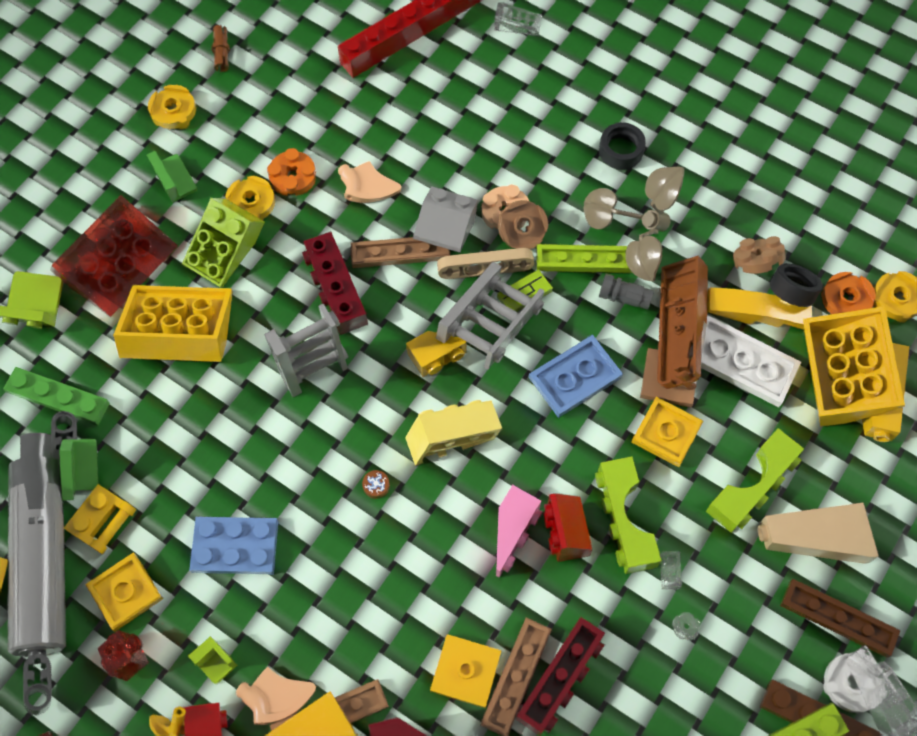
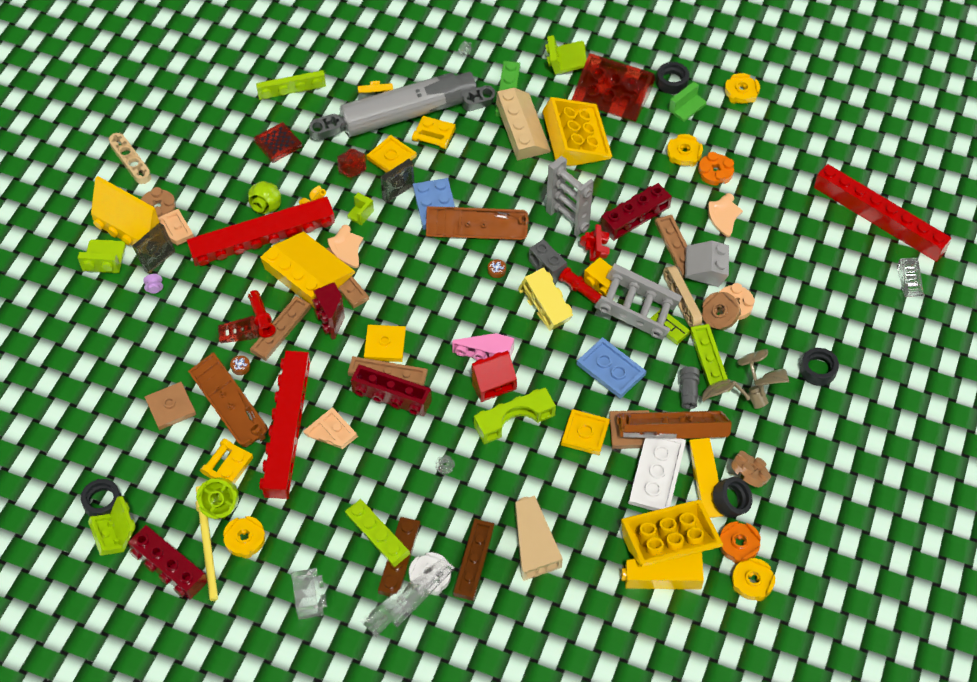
camera: 75 degrees right, 10 degrees down
(78, 466) = (460, 106): bright green panel -> none
(117, 166) = (672, 68): none -> black tyre
(135, 390) = (521, 123): none -> tan slope
(185, 590) = (397, 180): none -> clear smoke plate
(220, 48) = (802, 102): dark orange pin -> none
(222, 240) = (646, 141): lime slope -> none
(292, 495) = (476, 223): none -> dark orange piece
(373, 345) = (593, 242): none -> red hips
(389, 412) = (545, 256): none -> dark grey brick
(434, 383) = (577, 284): none -> red pin
(670, 570) = (481, 447): clear piece -> none
(735, 503) = (584, 504): lime arch -> none

